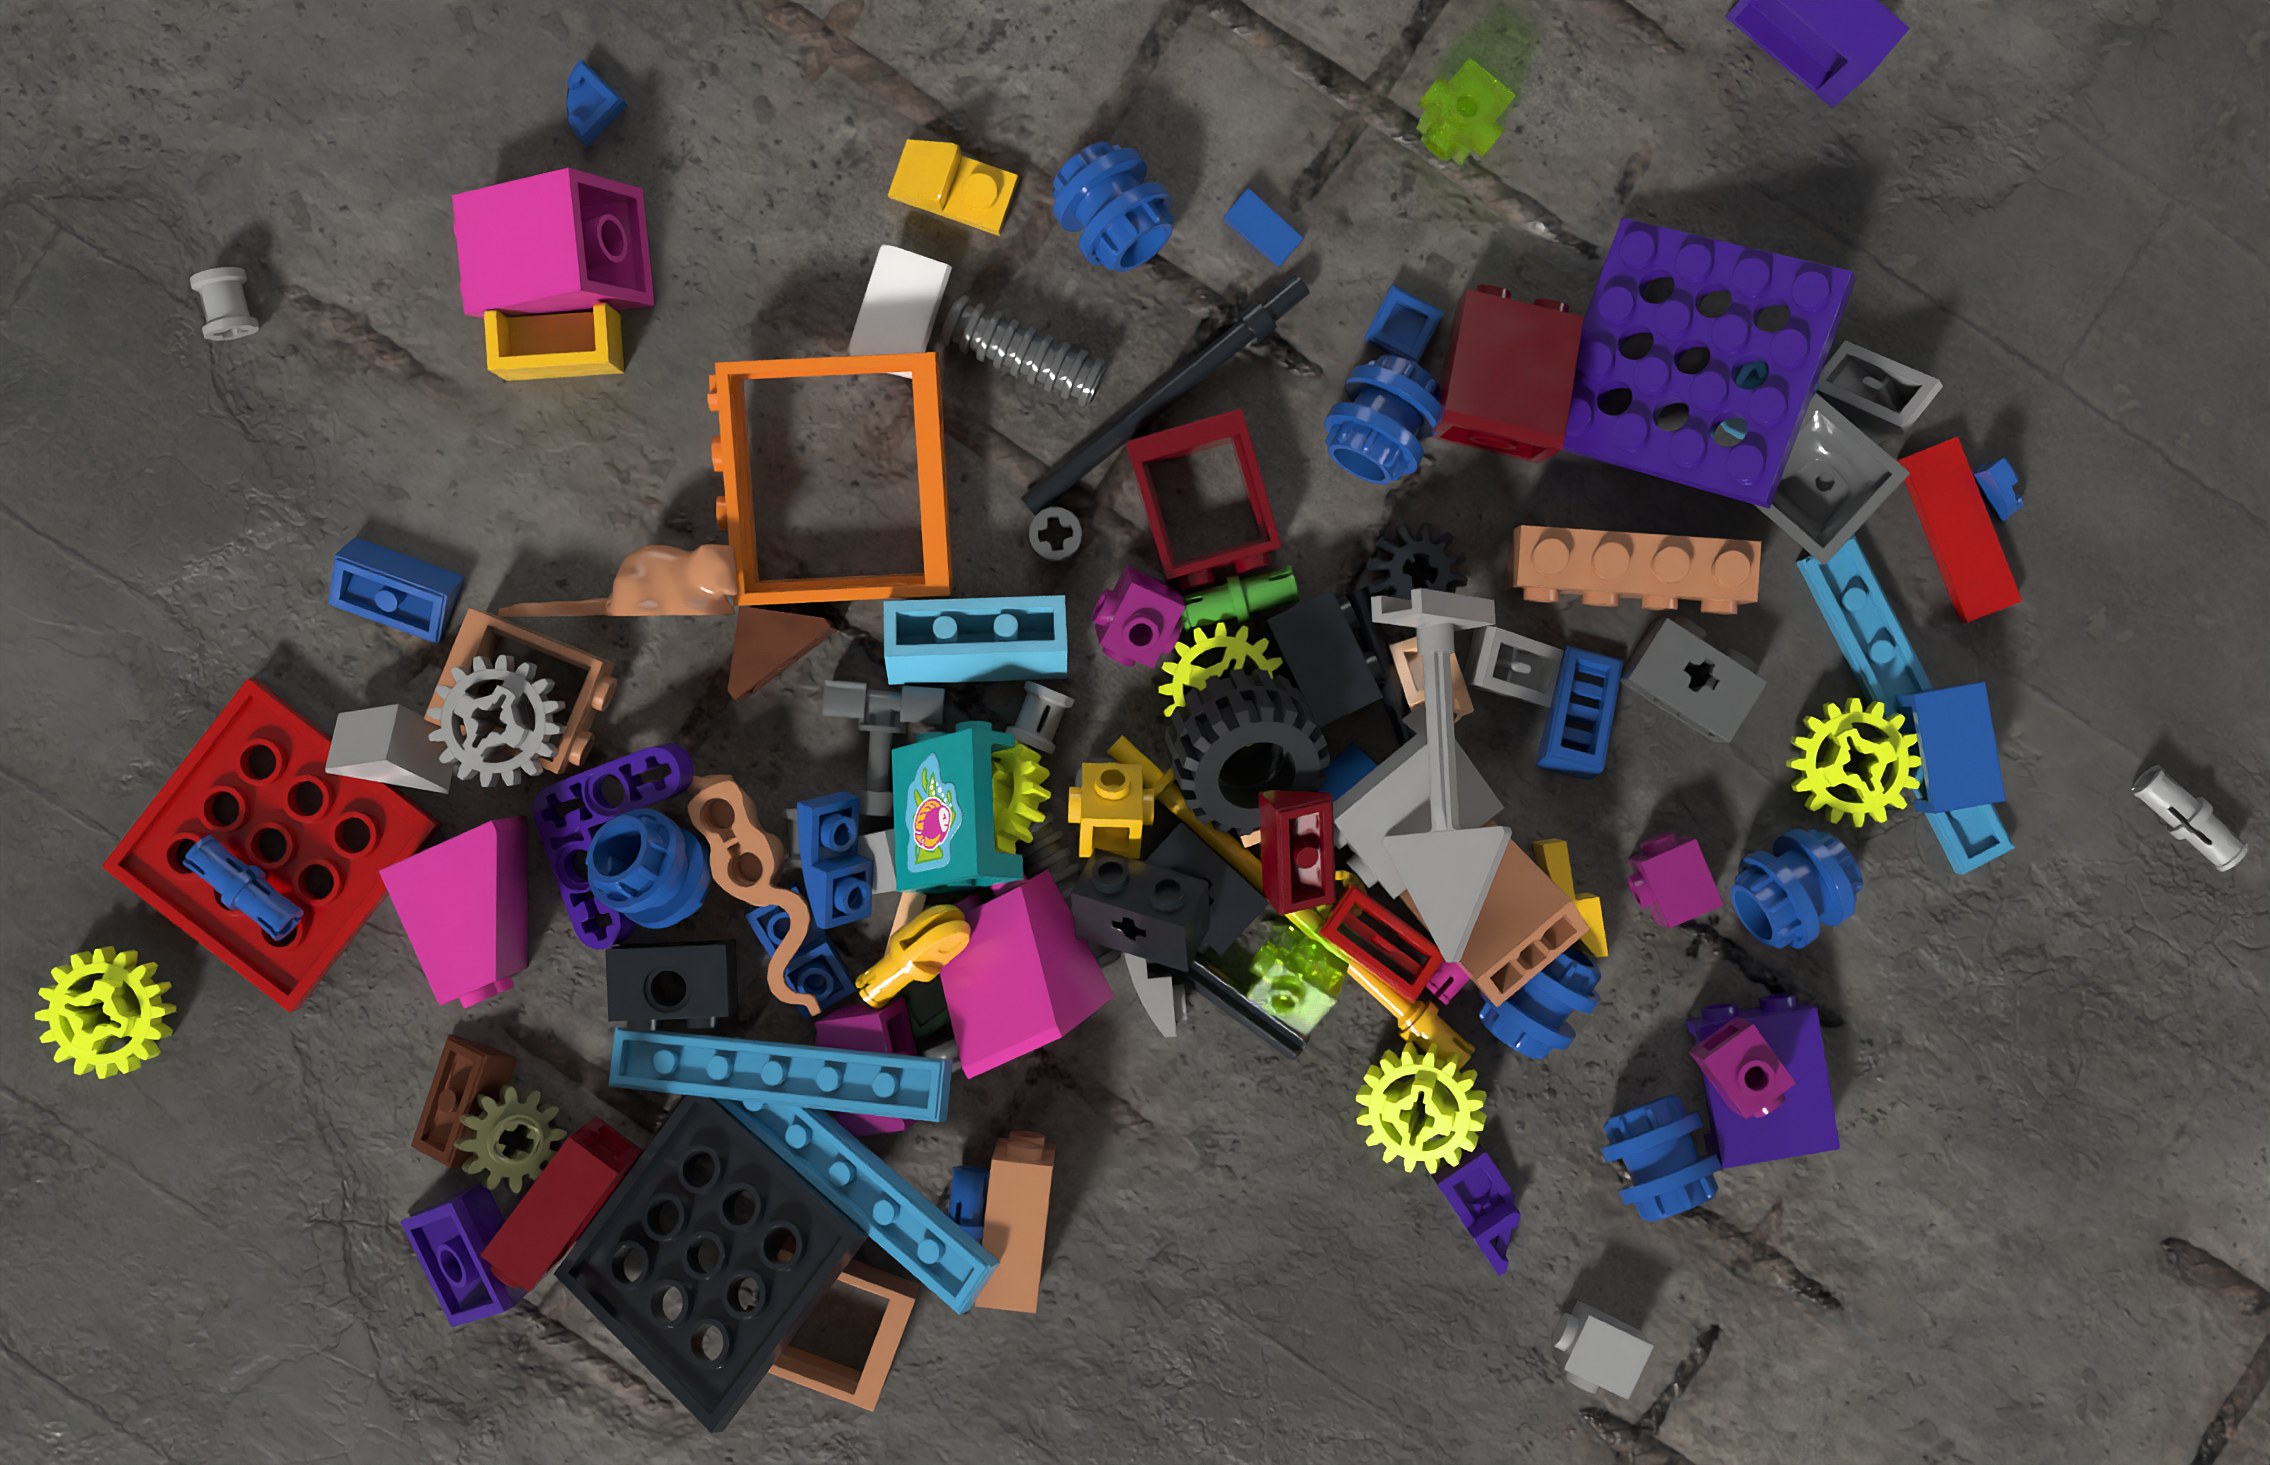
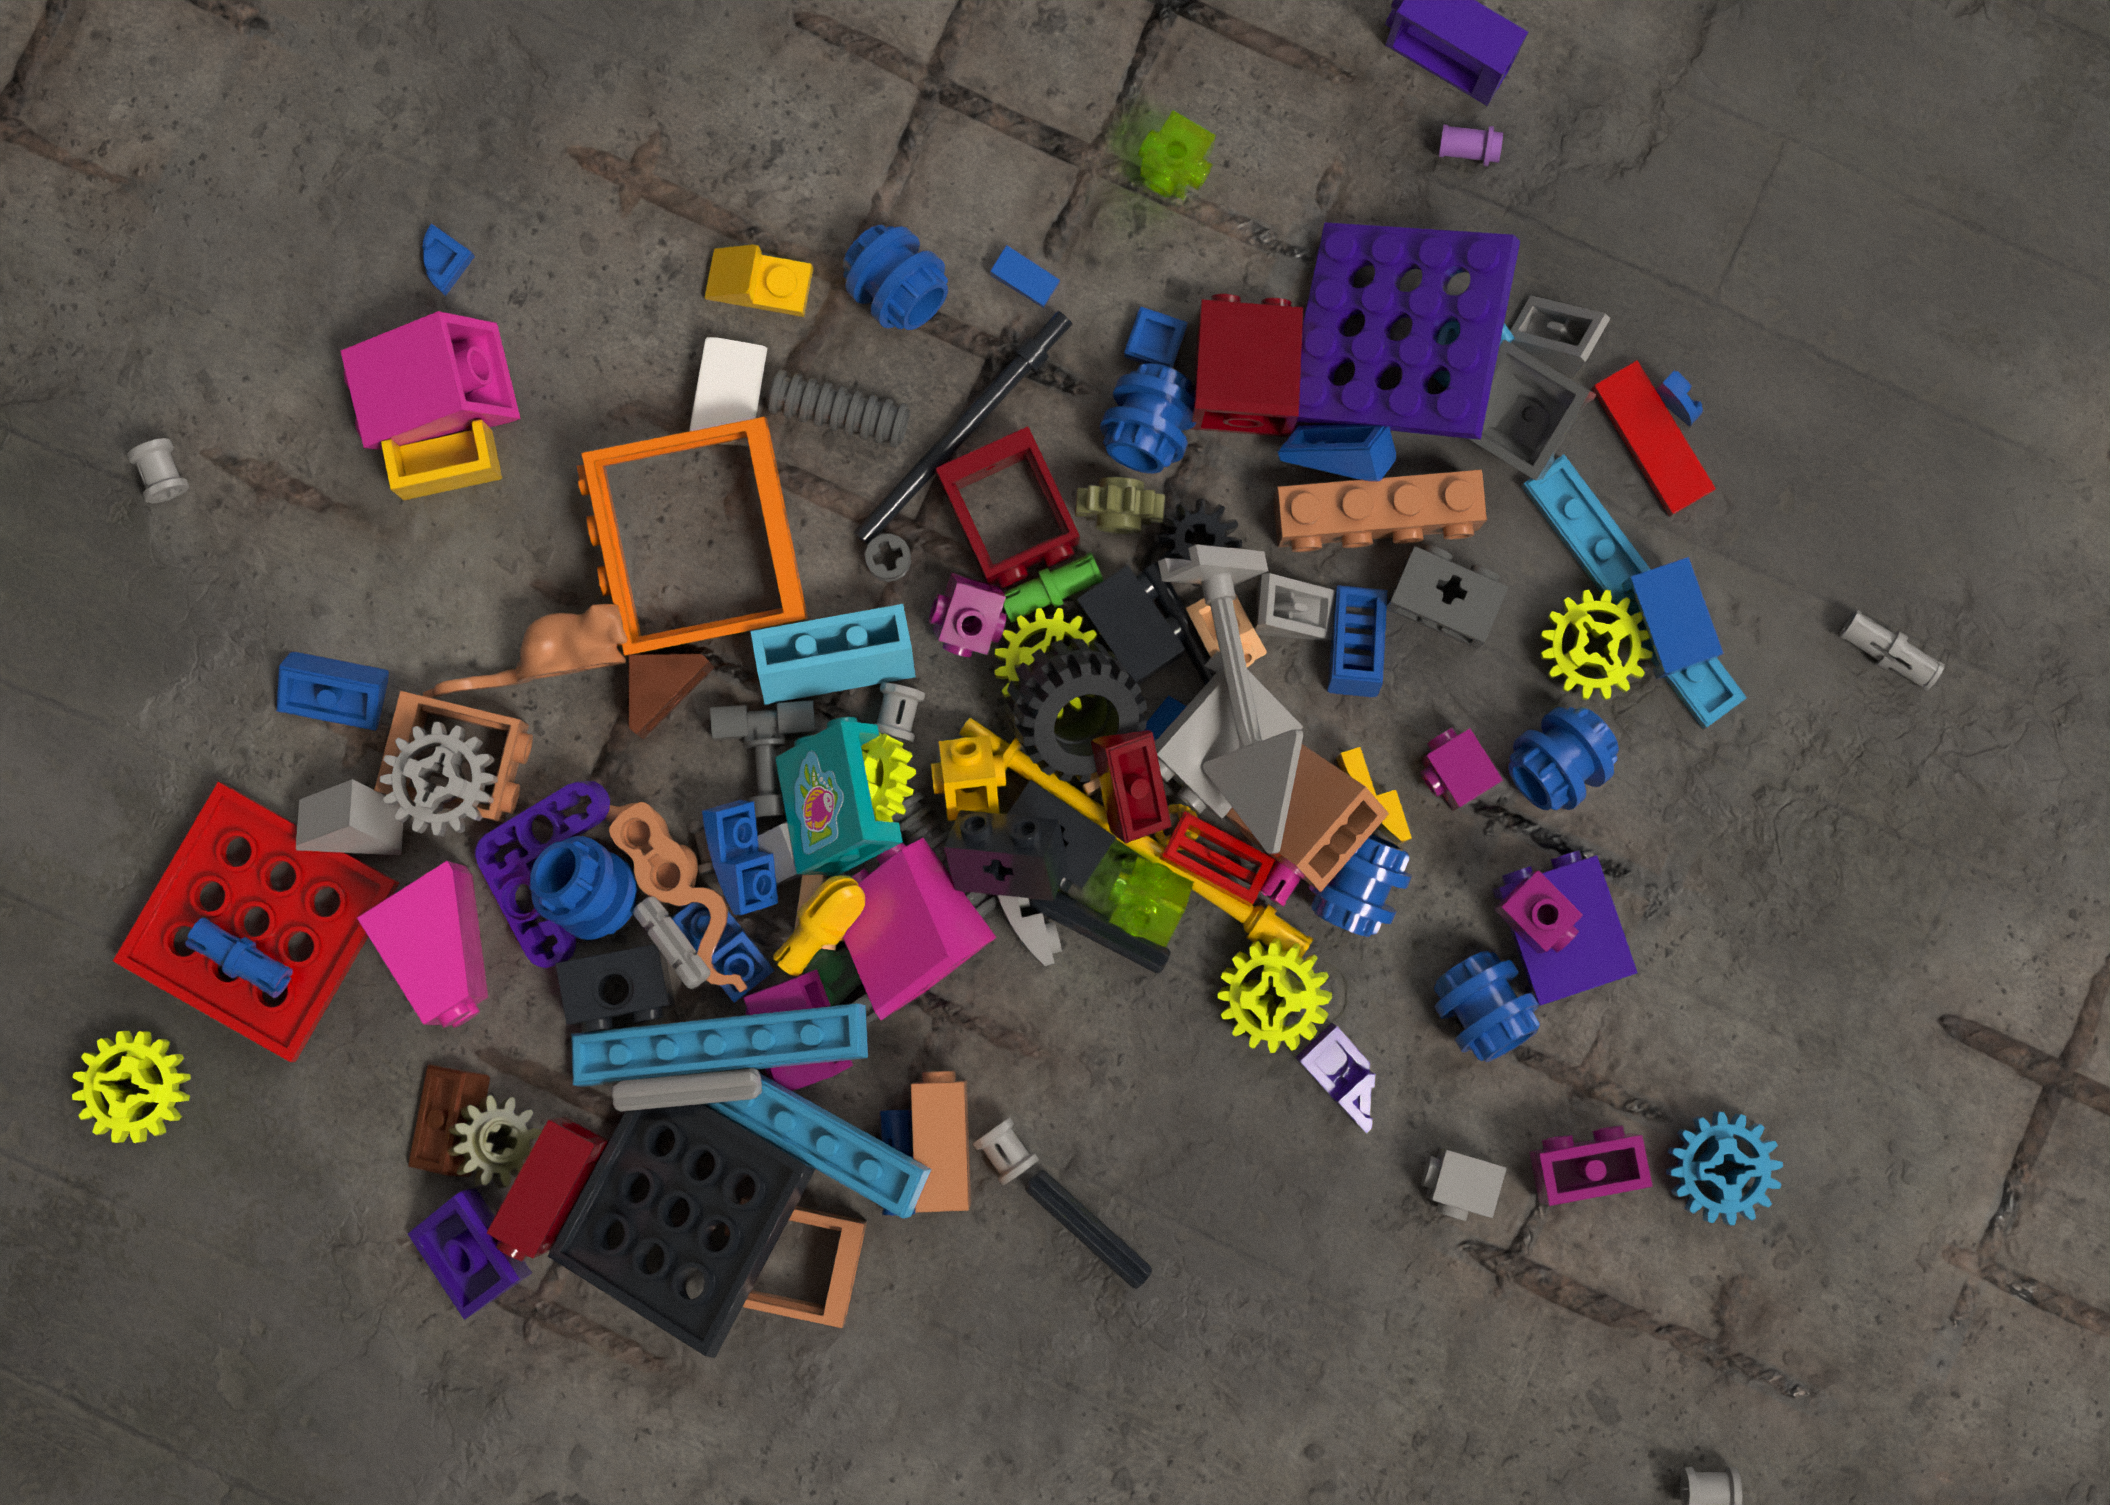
camera: 15 degrees left, 5 degrees down
(735, 1118) = (687, 1089): none -> light grey axle
(741, 948) = (671, 942): none -> light grey axle
(1088, 1235) = (1005, 1151): none -> light grey bush
(1168, 1334) = (1088, 1229): none -> black axle
(1333, 517) = (1120, 505): none -> olive gear
(1600, 490) = (1343, 449): none -> blue slope
(1747, 1357) = (1590, 1168): none -> magenta brick
(1809, 150) = (1471, 144): none -> medium lavender pin
(1912, 1398) = (1720, 1148): none -> dark azure gear

